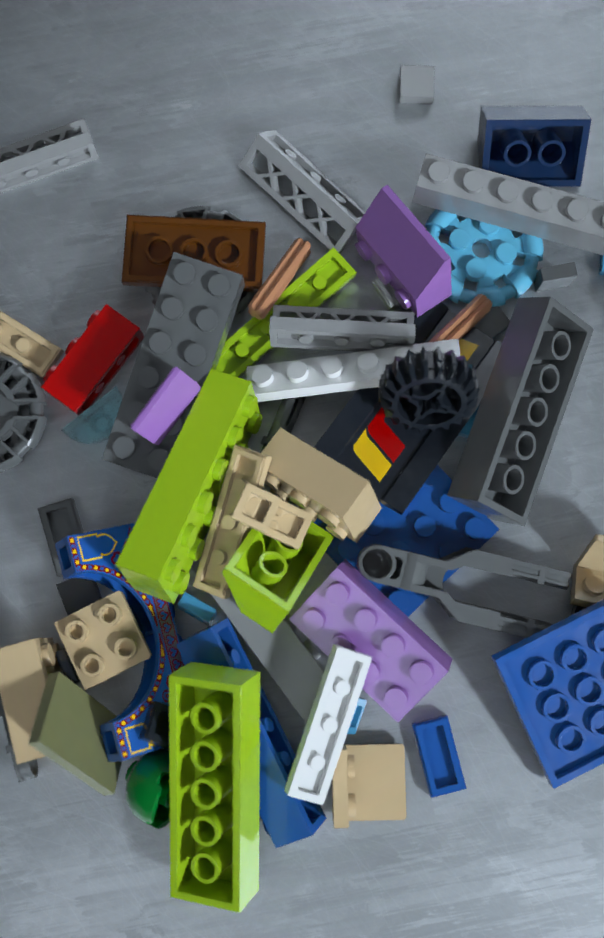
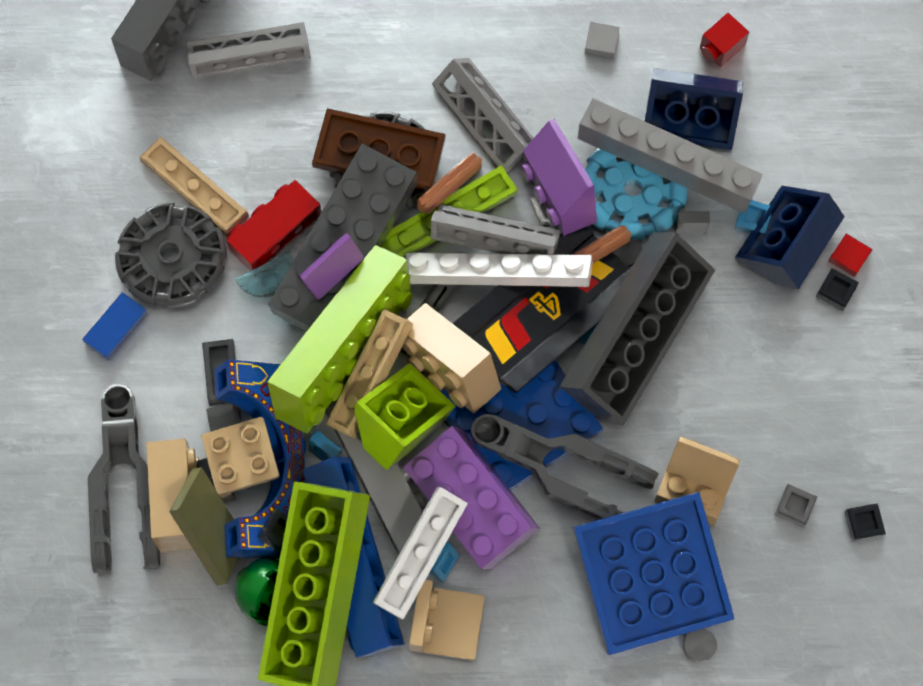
camera: 10 degrees right, 10 degrees down
(272, 516) = (404, 372): tan slope -> none
(428, 389) = (556, 292): black gear -> none
(438, 756) = (513, 613): blue tile -> none
(551, 61) = (723, 40): none -> red brick

